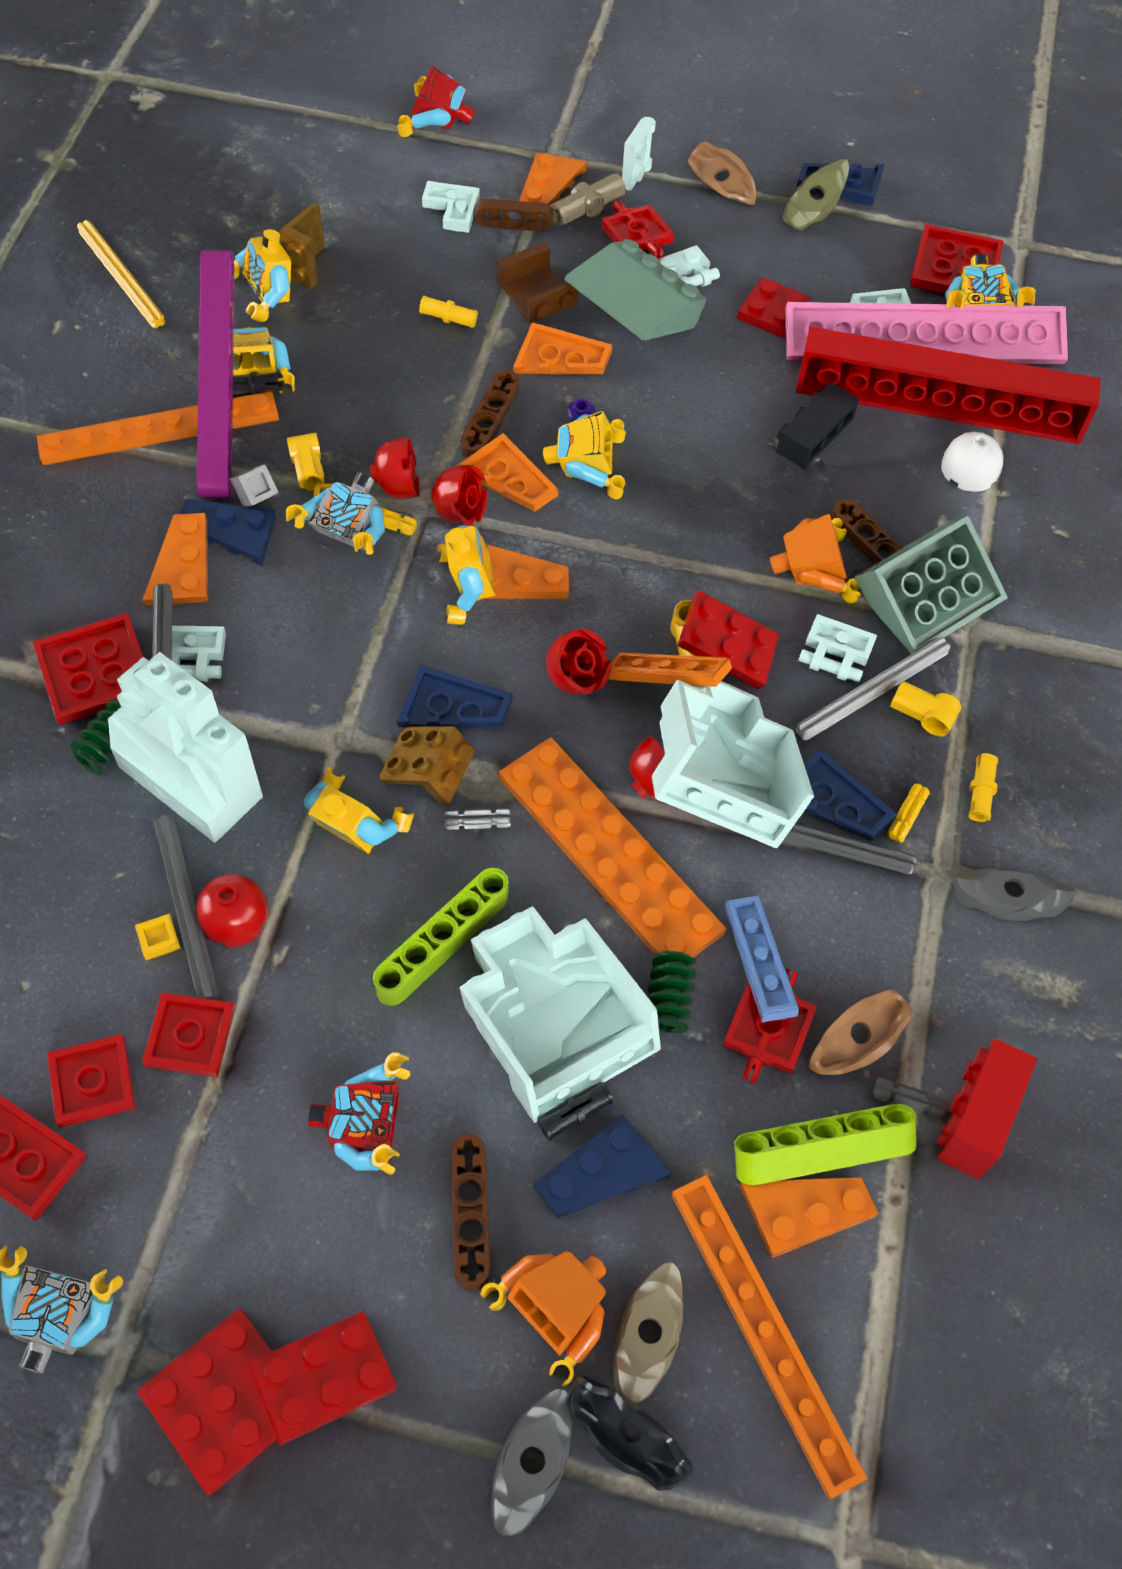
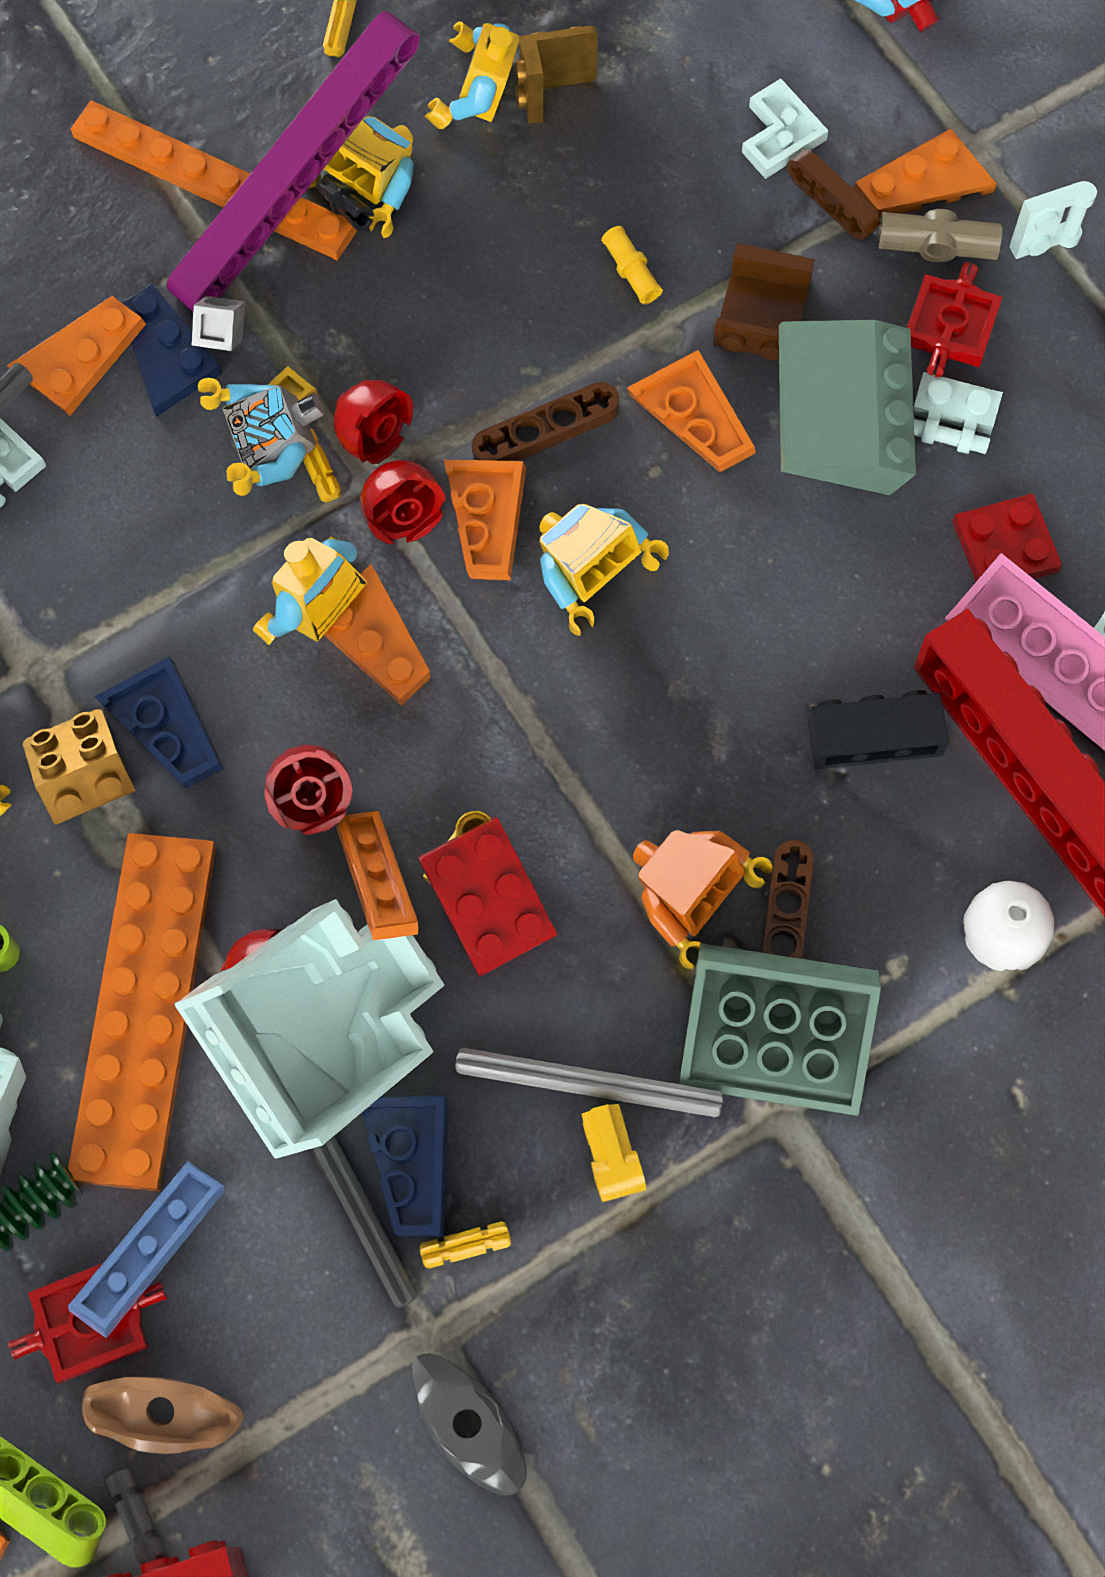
camera: 50 degrees right, 10 degrees up
(306, 457) = (309, 325): yellow piece -> none
(477, 818) = (63, 862): axle -> none
(579, 408) = (647, 509): dark purple plate -> none
(839, 640) = (611, 999): light aqua plate -> none
(983, 787) = (569, 1293): yellow pin -> none

